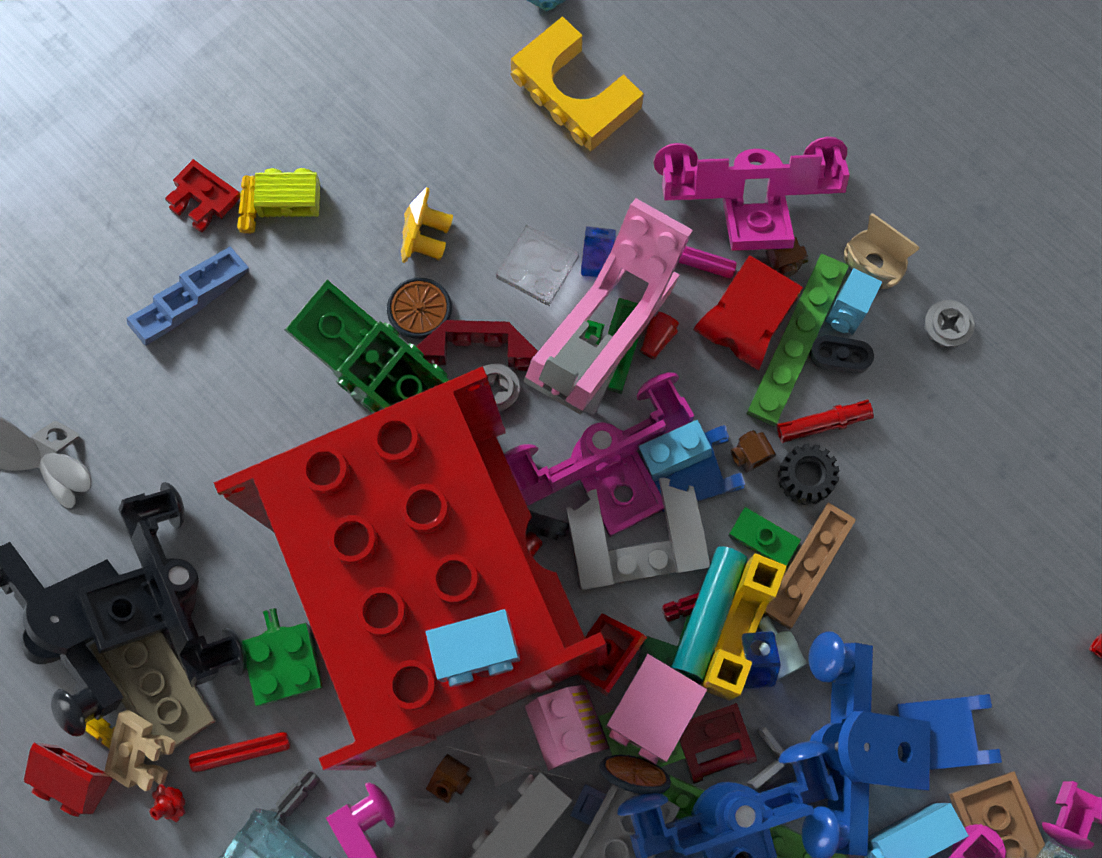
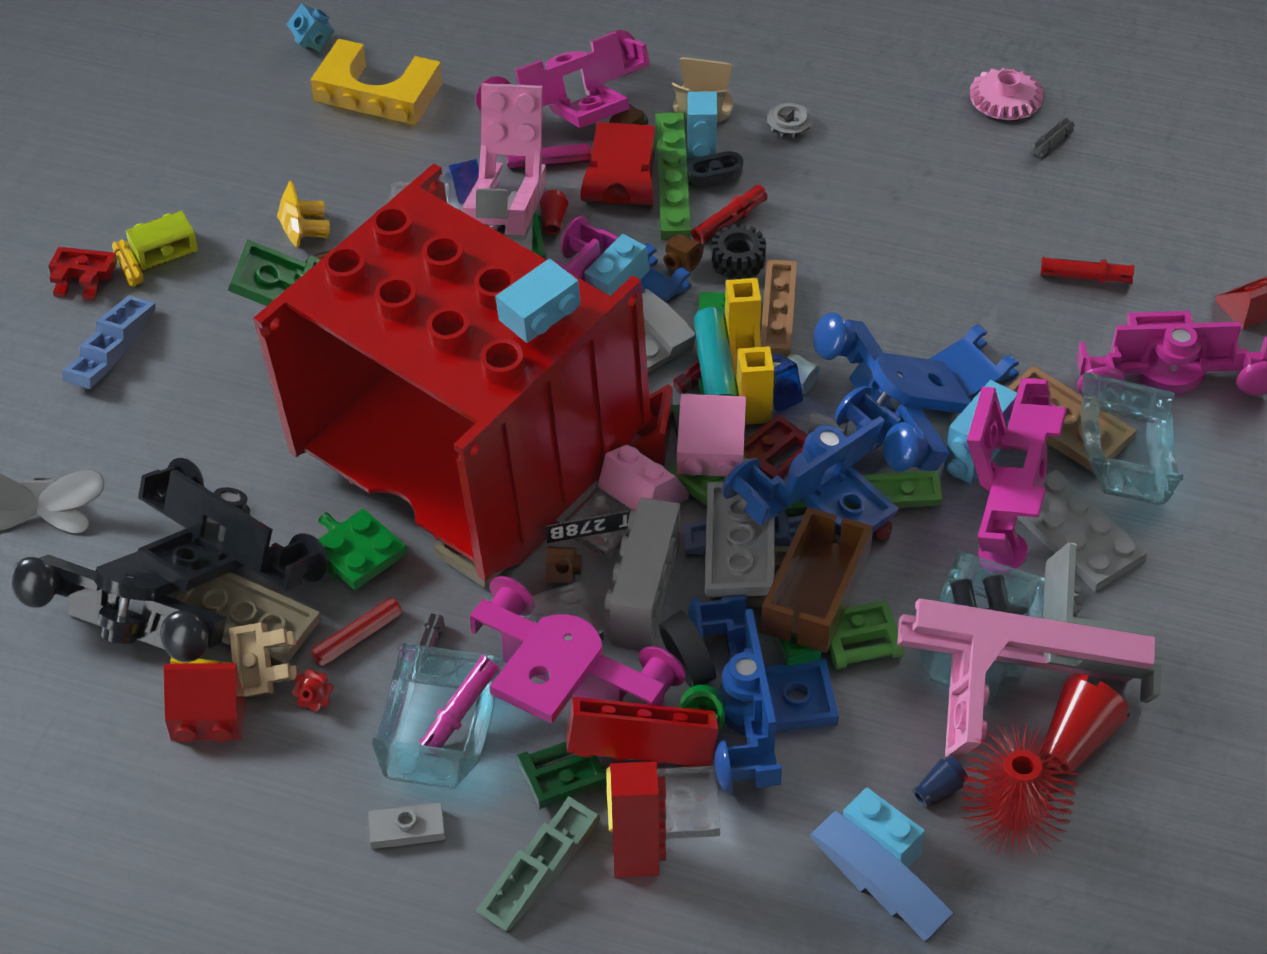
camera: 25 degrees left, 25 degrees down
(634, 774) = (711, 474): dark orange wheel -> none

